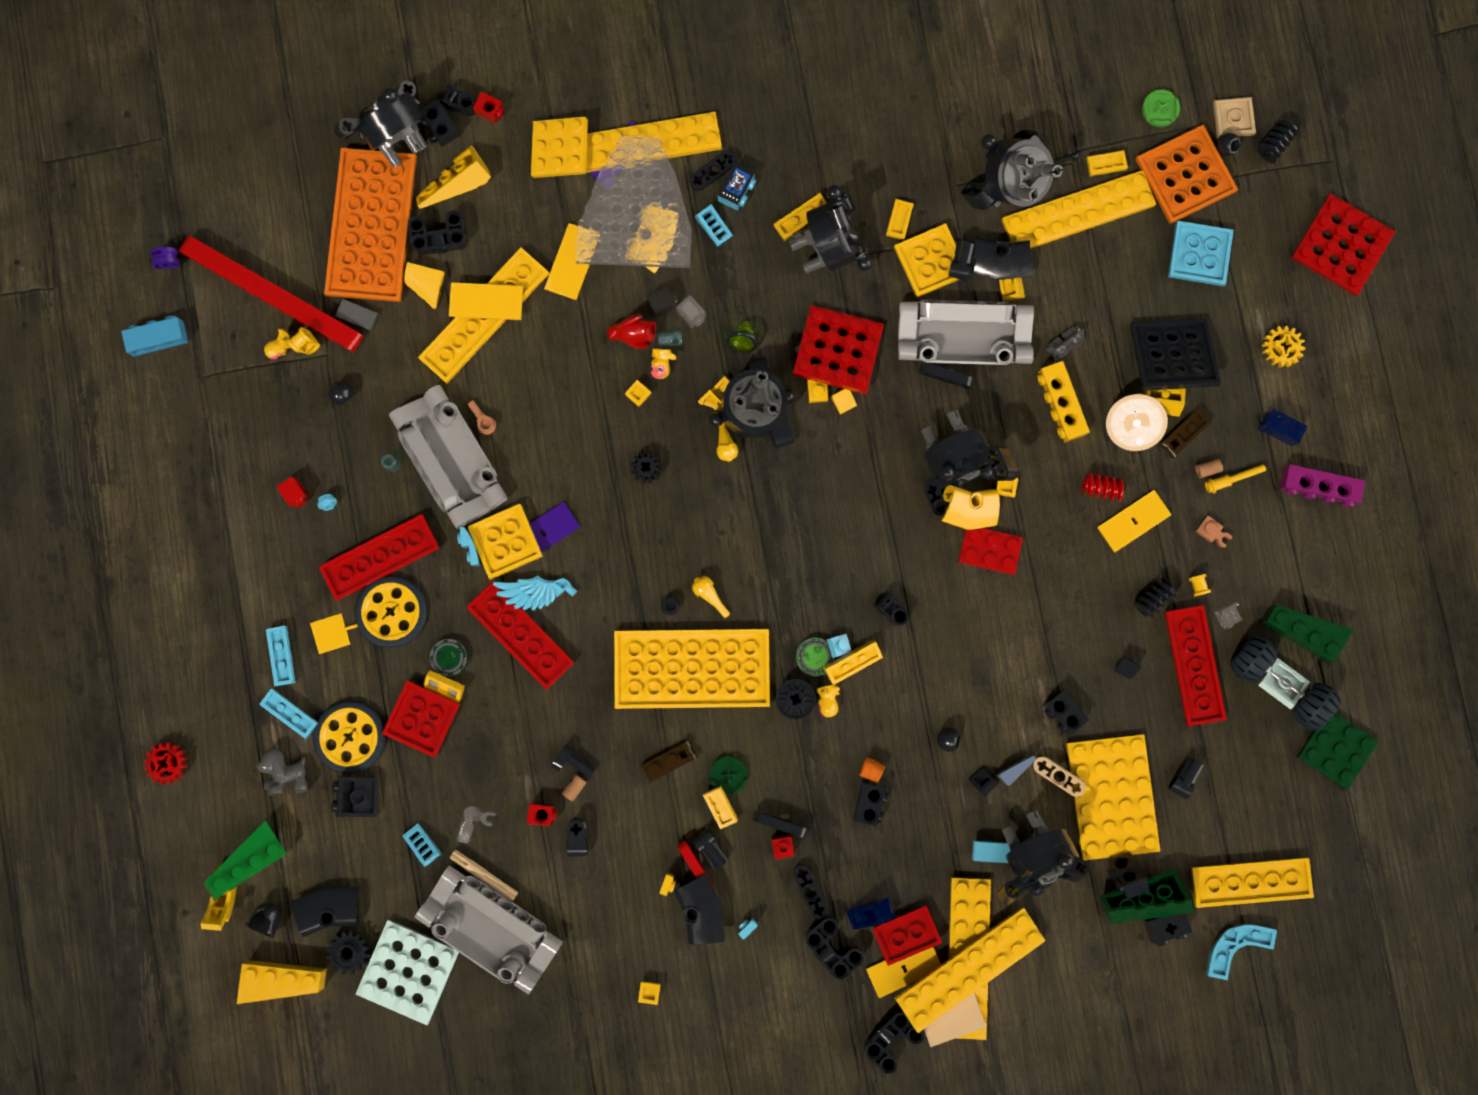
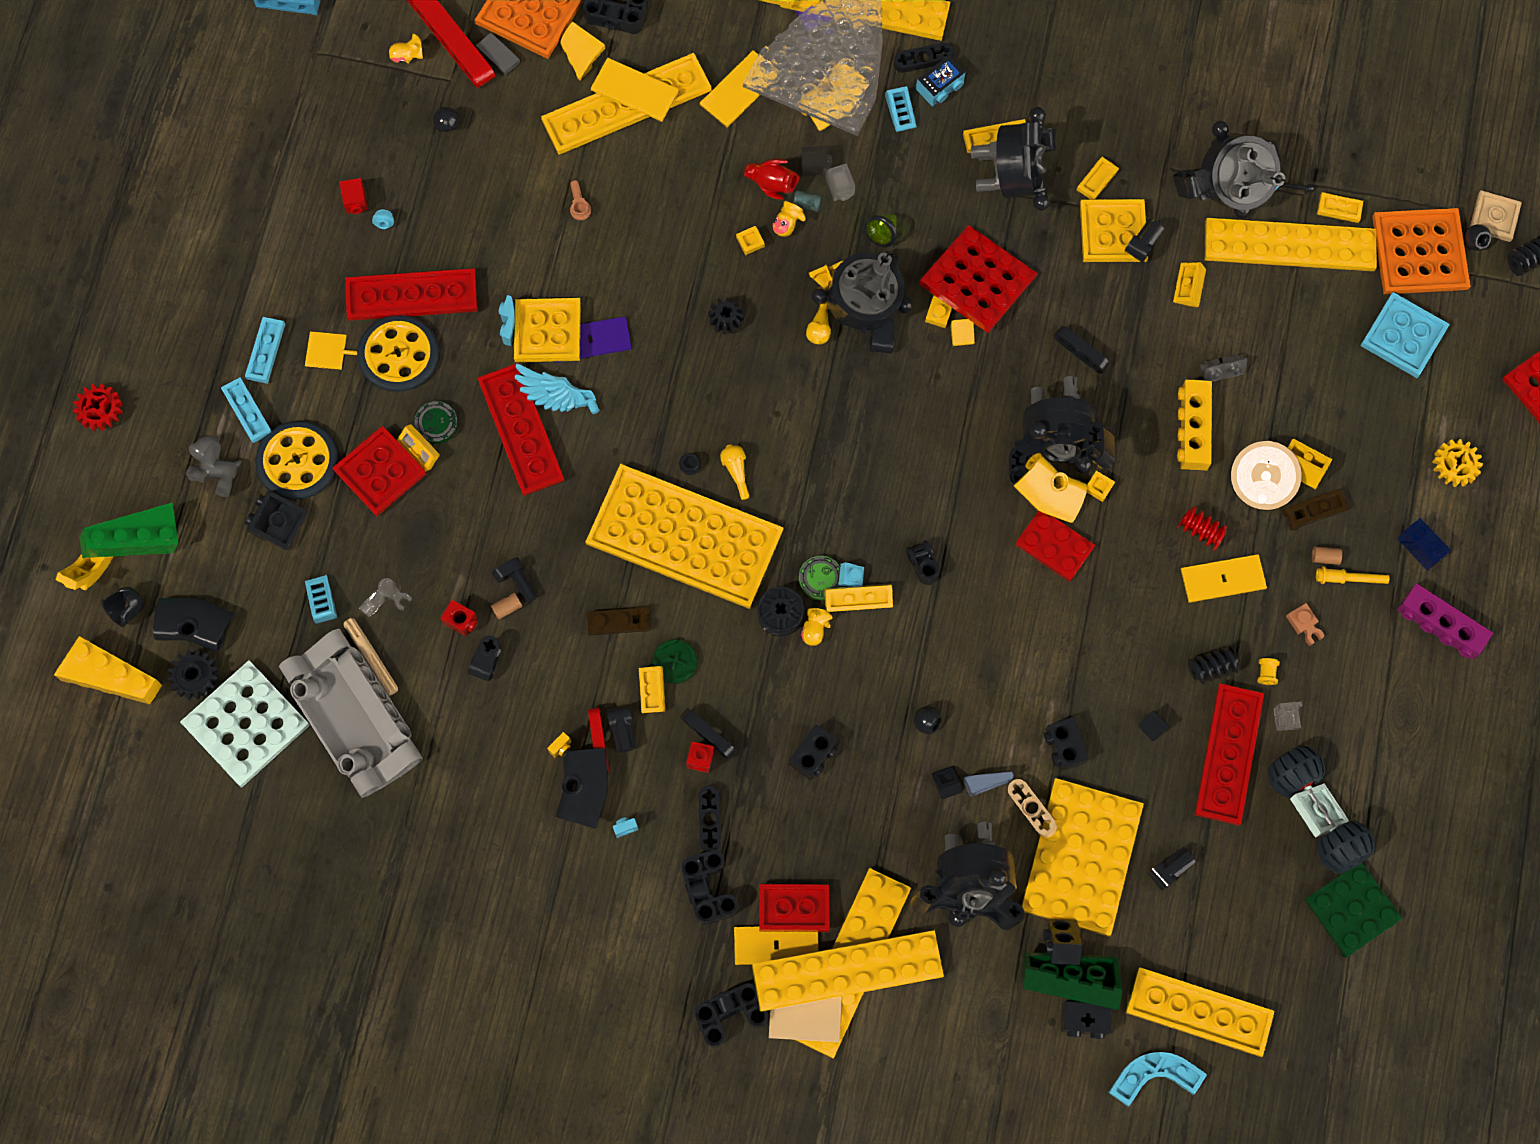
camera: 20 degrees right, 10 degrees down
(303, 342) = (433, 55): yellow piece -> none
(387, 459) = (465, 206): clear light blue piece -> none
(448, 457) = (527, 225): light grey panel -> none
(649, 992) = (489, 851): yellow plate -> none
(871, 914) = (765, 868): clear blue slope -> none
(872, 770) = (830, 717): orange piece -> none
(965, 332) = (1120, 313): light grey panel -> none
(990, 851) = (920, 855): medium azure slope -> none
(1011, 265) = (1198, 265): black panel -> none
(1160, 108) = (1420, 176): bright green tile -> none
(1170, 379) = (1350, 401): black piece -> none
(1310, 633) = (1367, 767): dark green wedge -> none

